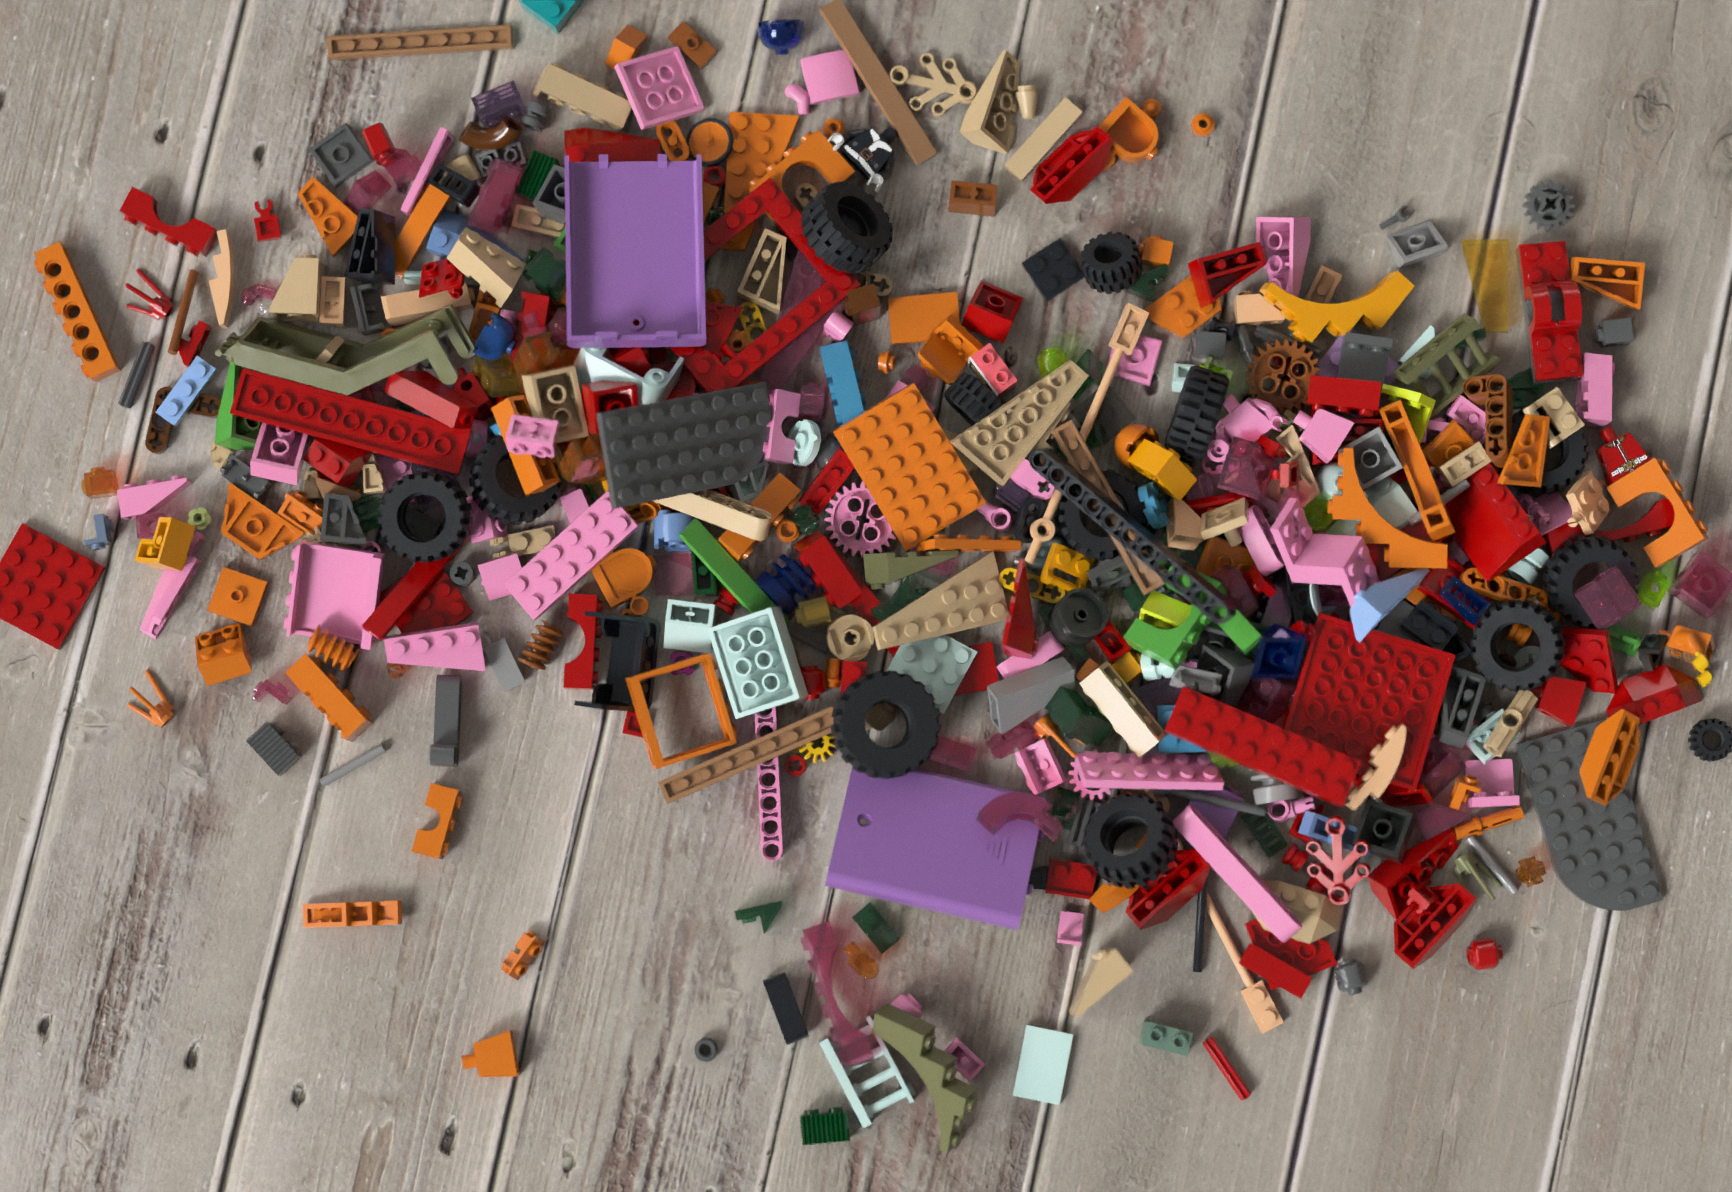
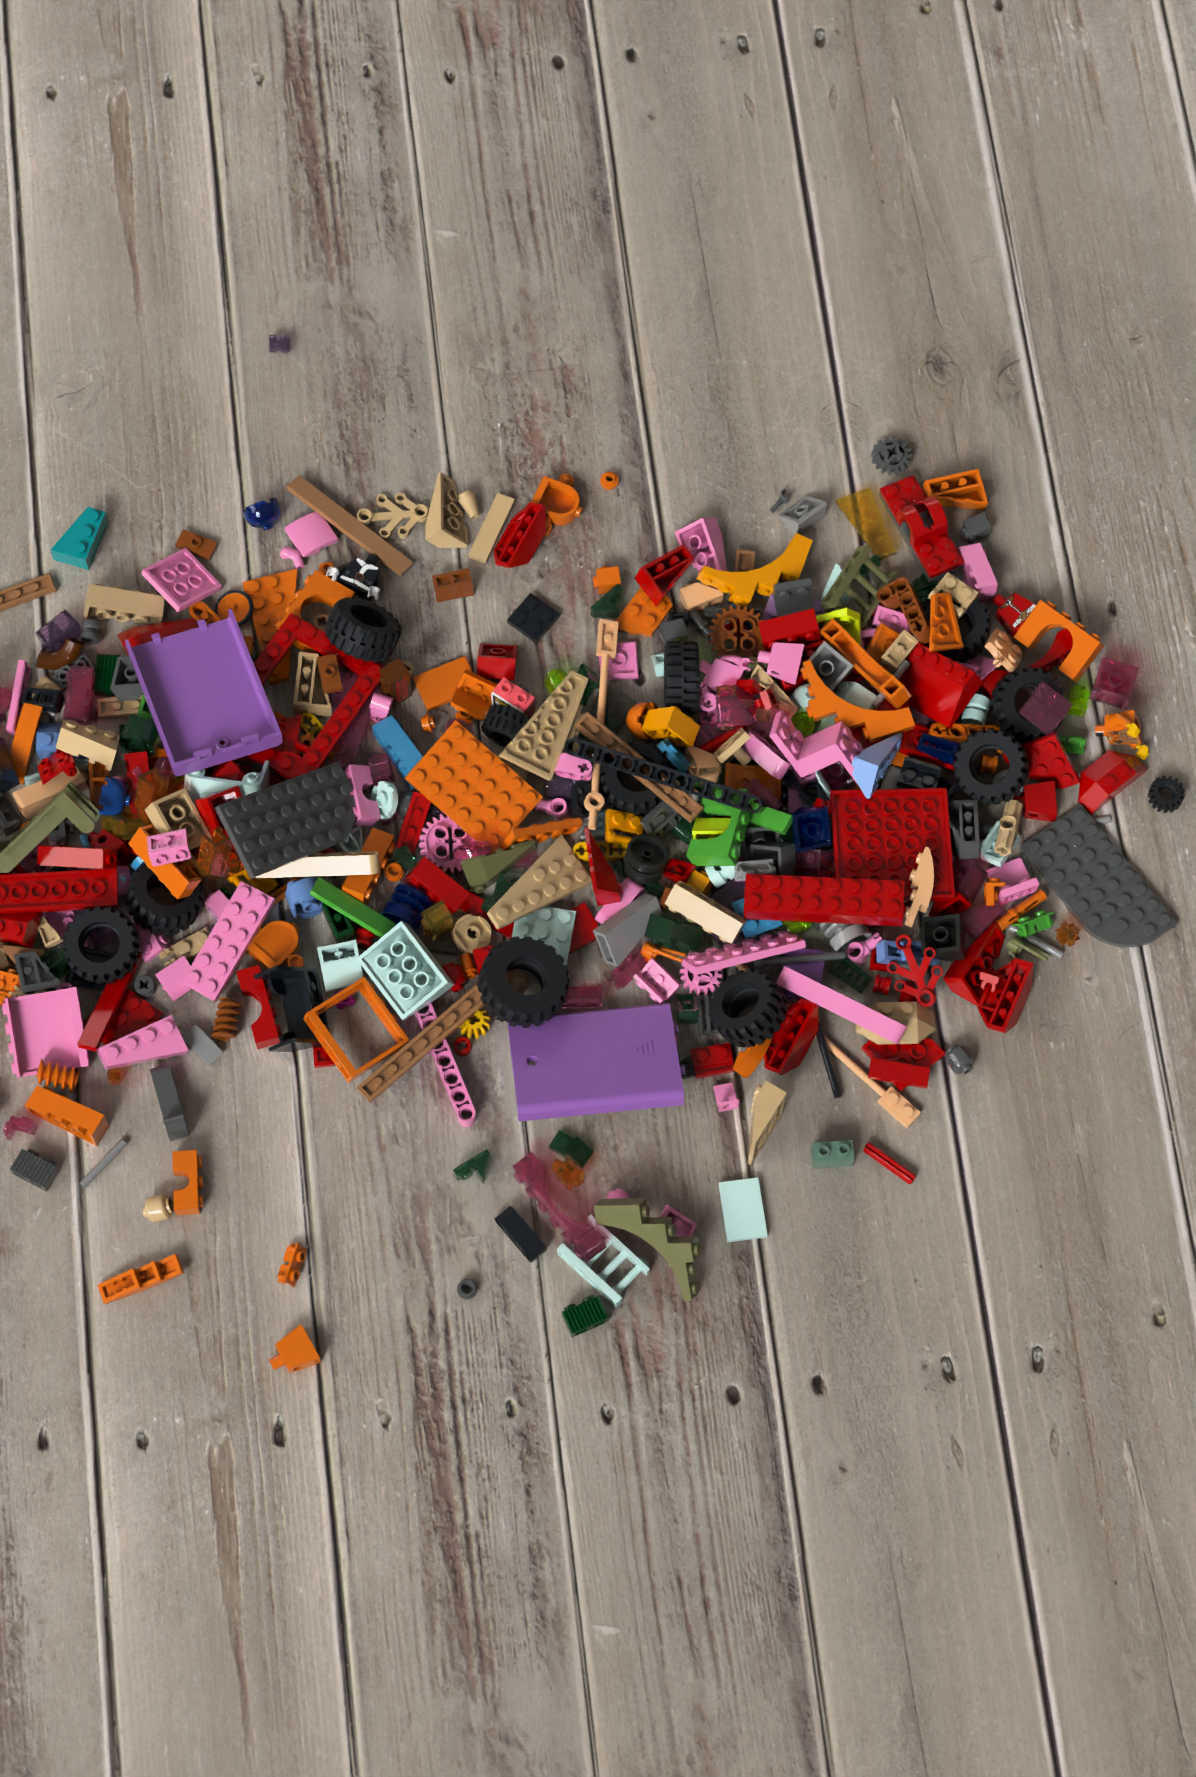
camera: 20 degrees left, 15 degrees down
(396, 840) = (158, 1208): none -> tan head
(625, 46) = (143, 558): orange slope -> none
(650, 509) = (278, 885): orange plate -> none
(673, 575) = (314, 934): clear pink piece -> none
(714, 170) = (248, 628): red plate -> none
(789, 271) = (329, 674): none -> dark orange plate
(882, 544) = (475, 849): none -> clear pink tile
(1020, 807) = (652, 1011): clear pink arch -> none
(1111, 262) = (576, 594): black tyre -> none
(1258, 582) = (776, 786): red bracket -> none
(1484, 953) = (1056, 1008): red head -> none
(1507, 843) = (1040, 920): none -> bright green hinge
(1610, 757) = (1094, 825): orange wedge -> none
(1651, 649) = (1092, 743): pearl dark grey bracket -> none

